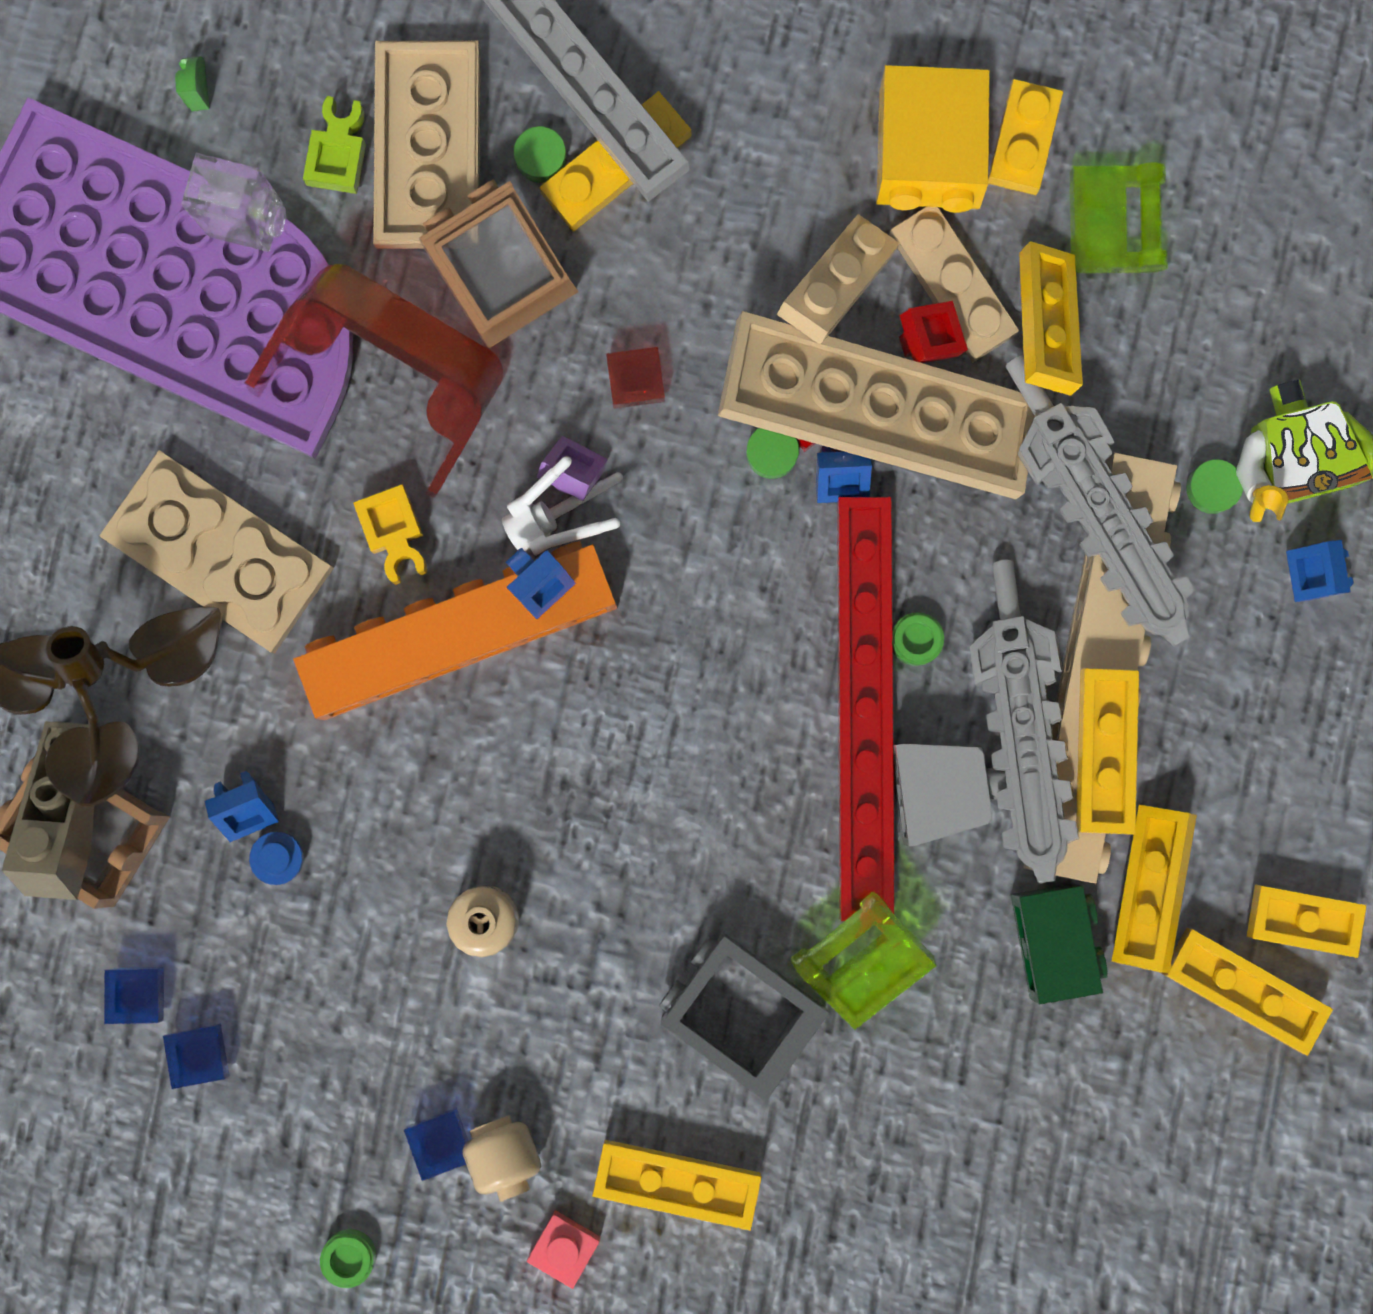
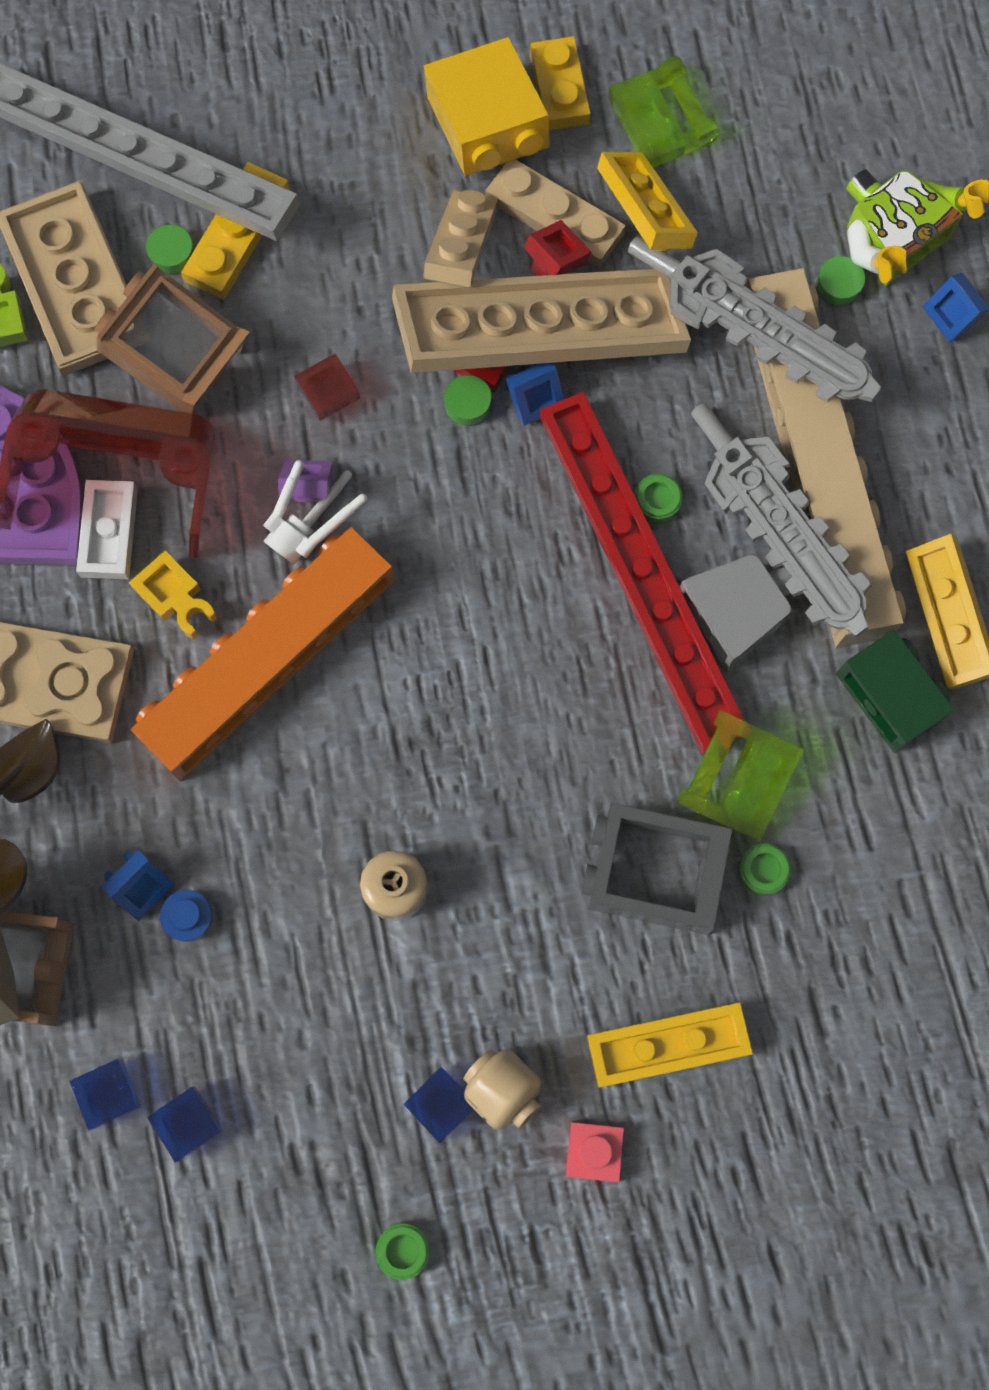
camera: 25 degrees left, 10 degrees down
(355, 435) = (107, 529): none -> white plate
(538, 581) = (318, 569): blue tile -> none
(847, 1057) = (764, 869): none -> bright green tile
(1107, 751) = (860, 507): yellow plate -> none

